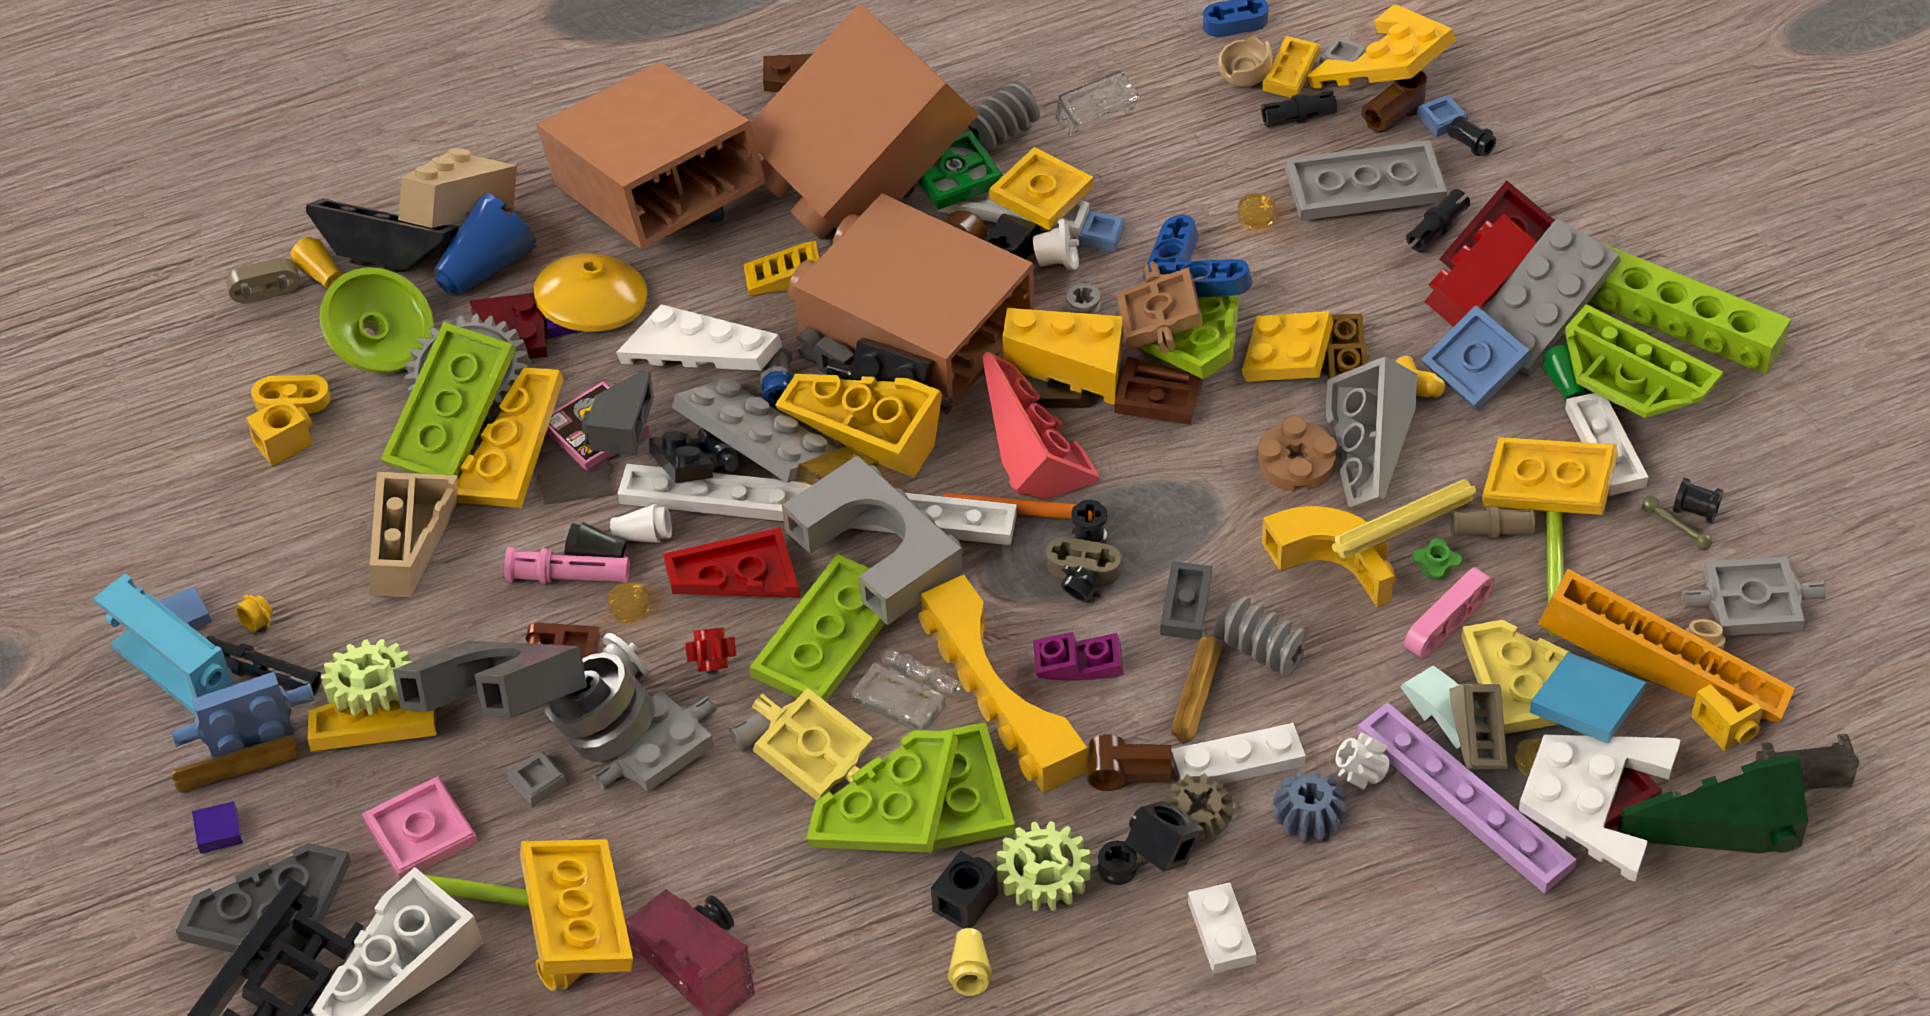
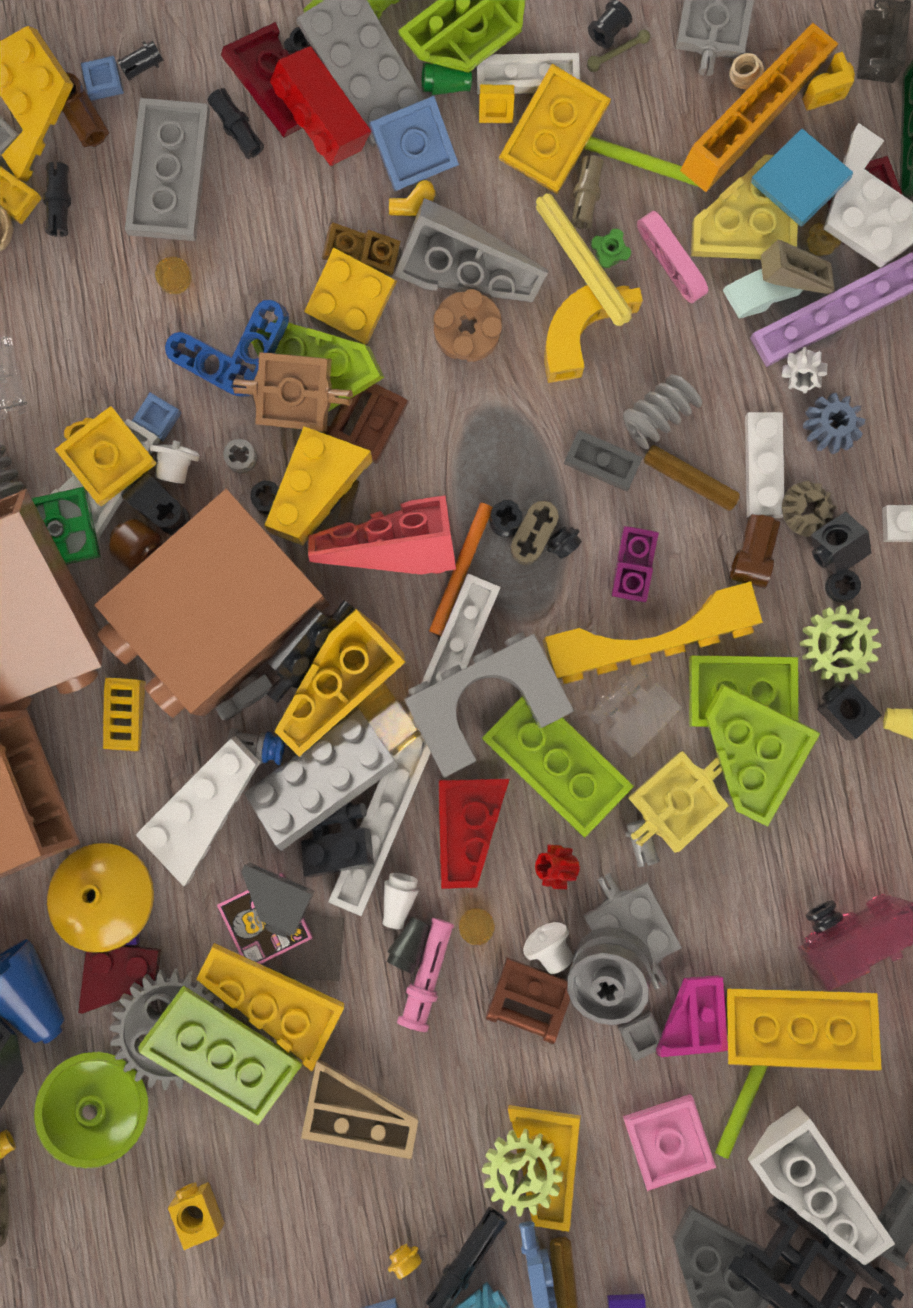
camera: 80 degrees left, 35 degrees up
(302, 390) = (150, 1196): yellow plate -> none
(504, 674) = (537, 1078): dark grey arch -> none
(568, 812) = (696, 1019): none -> dark pink wing
(1556, 418) = (496, 103): none -> yellow plate

